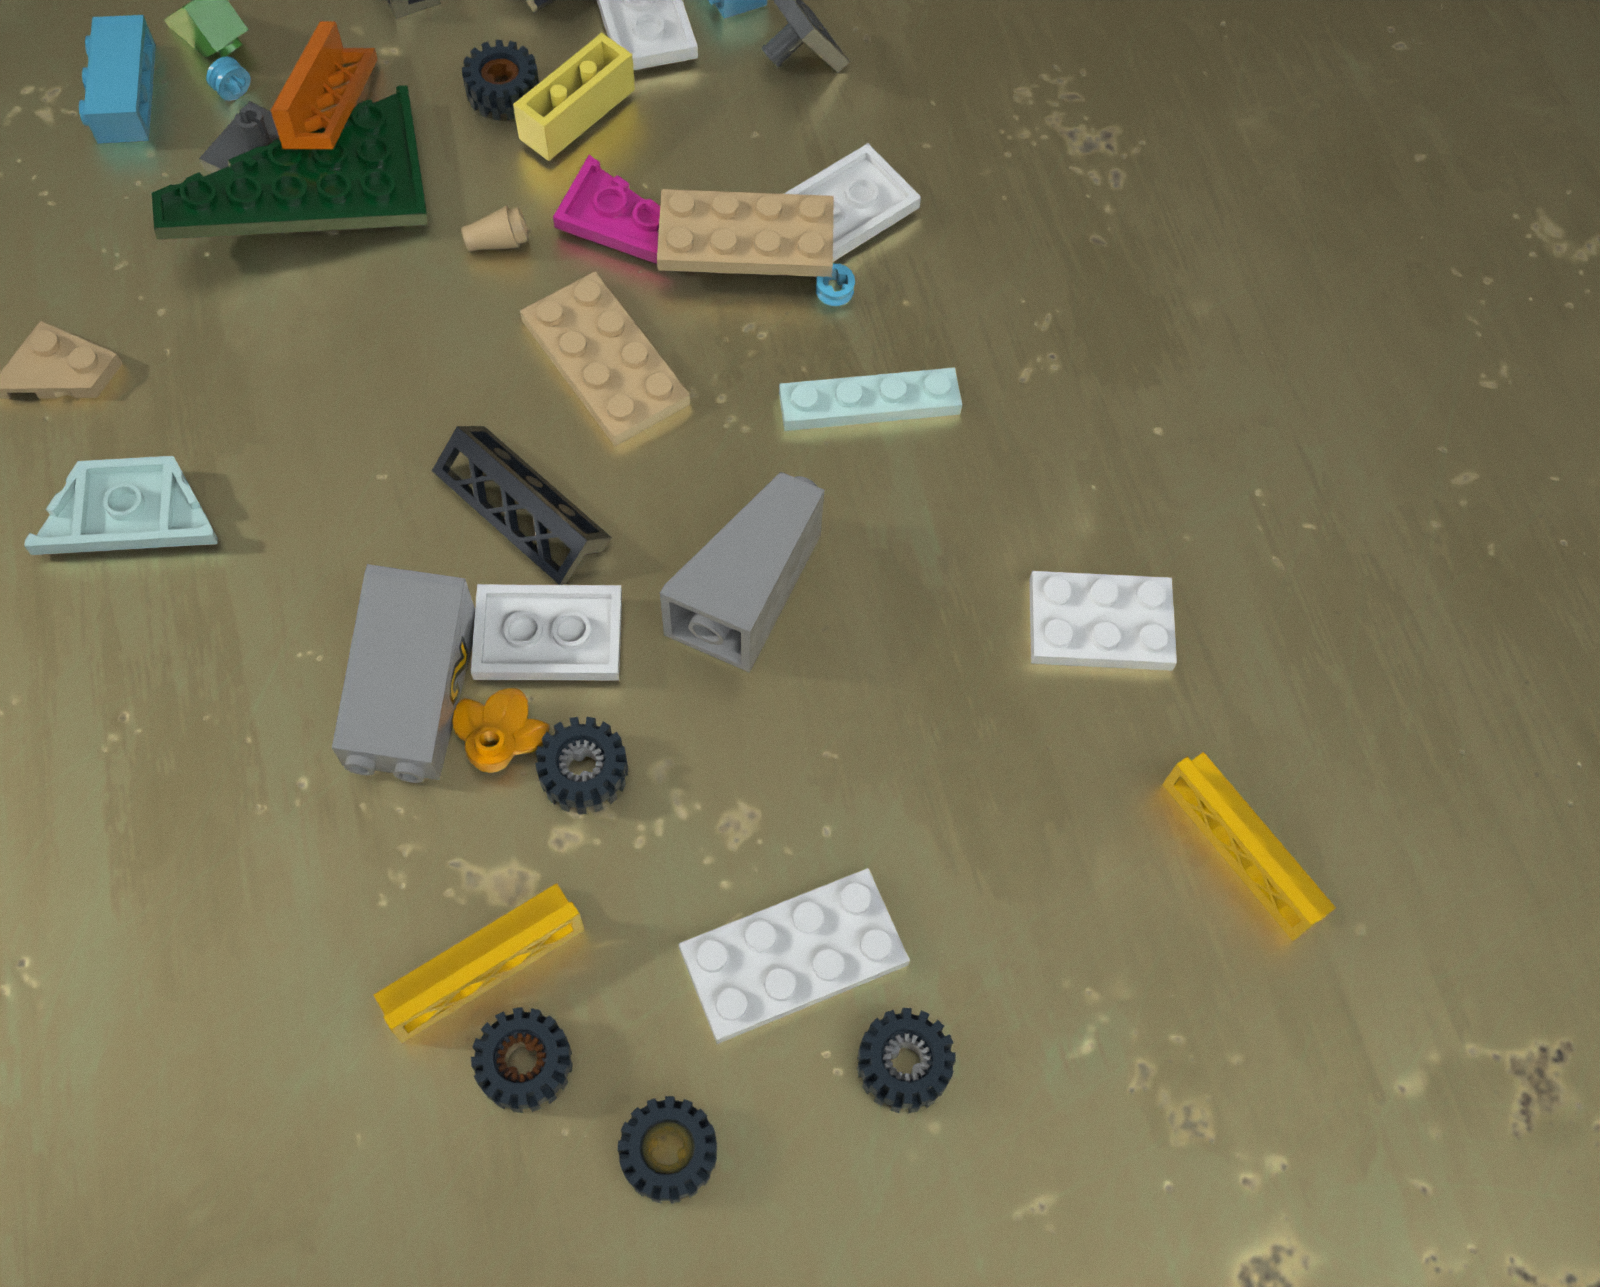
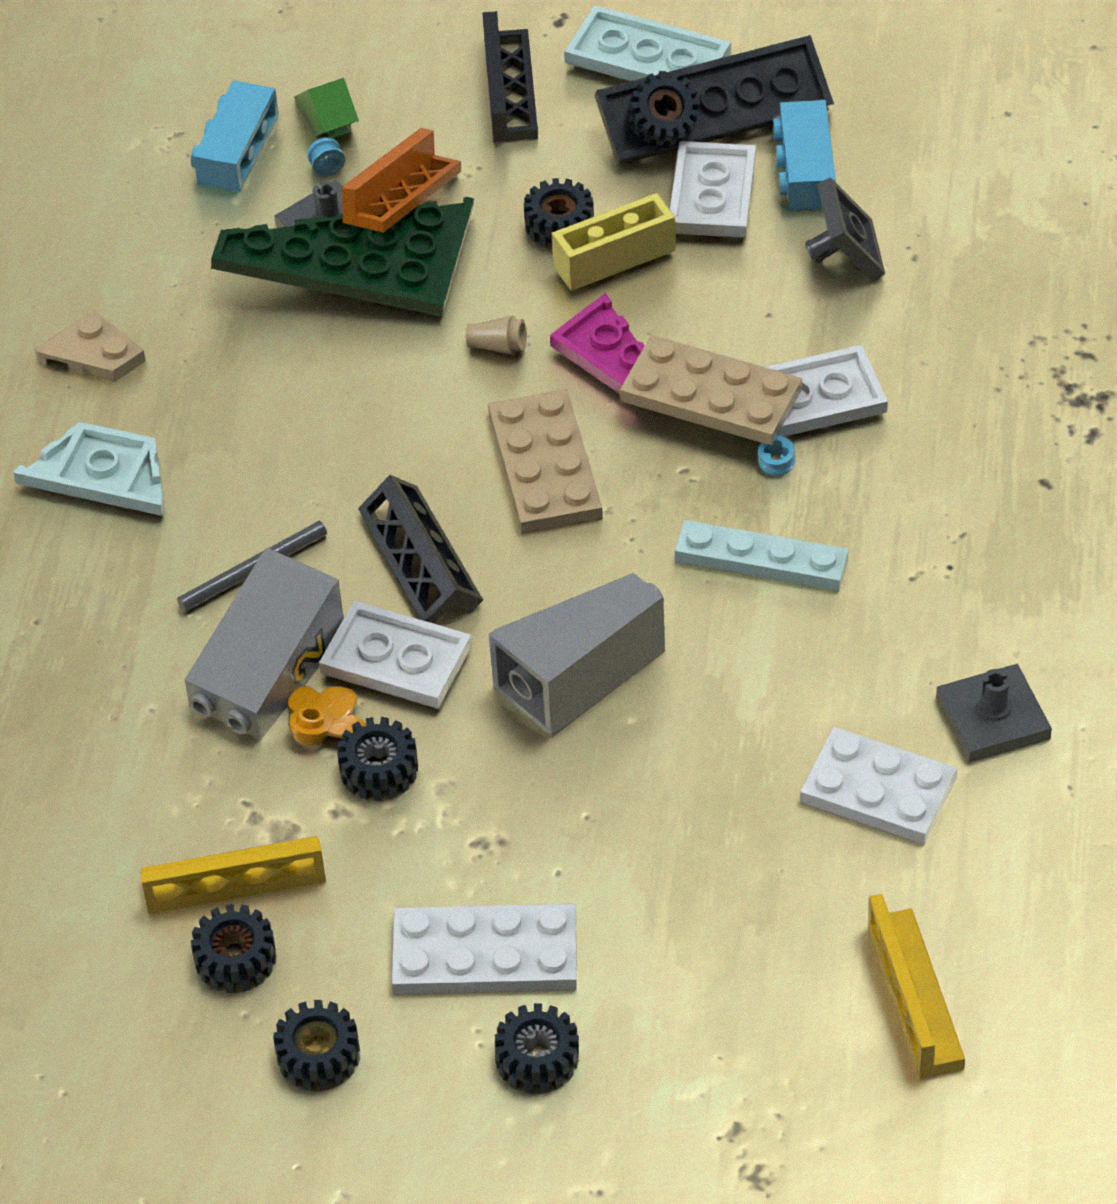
camera: 30 degrees right, 15 degrees down
(342, 575) = (241, 571): none -> dark grey bar
(1171, 503) = (993, 712): none -> dark grey tile

